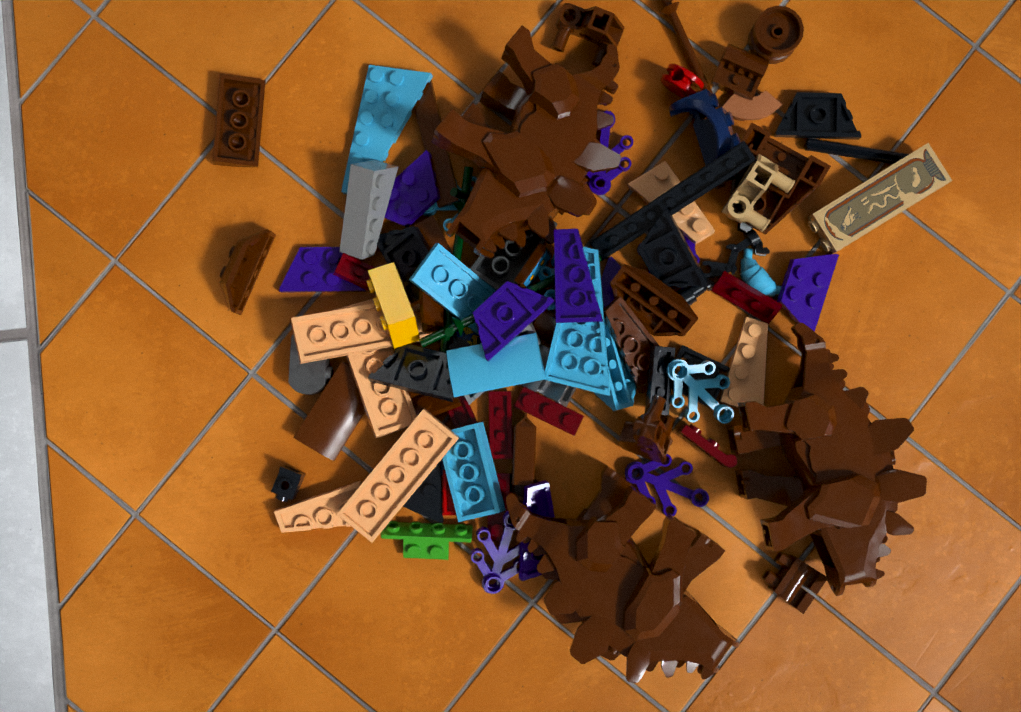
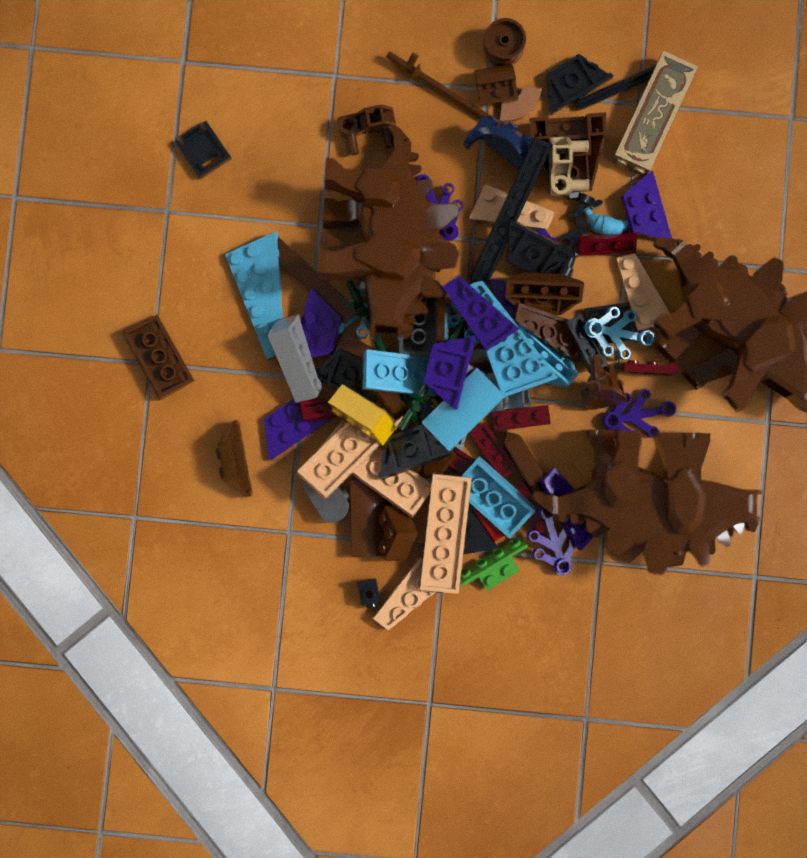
camera: 30 degrees left, 0 degrees up
(352, 444) = (398, 536): none -> reddish brown brick
(681, 81) = (459, 120): red head -> none
(790, 579) = (770, 422): reddish brown hips -> none

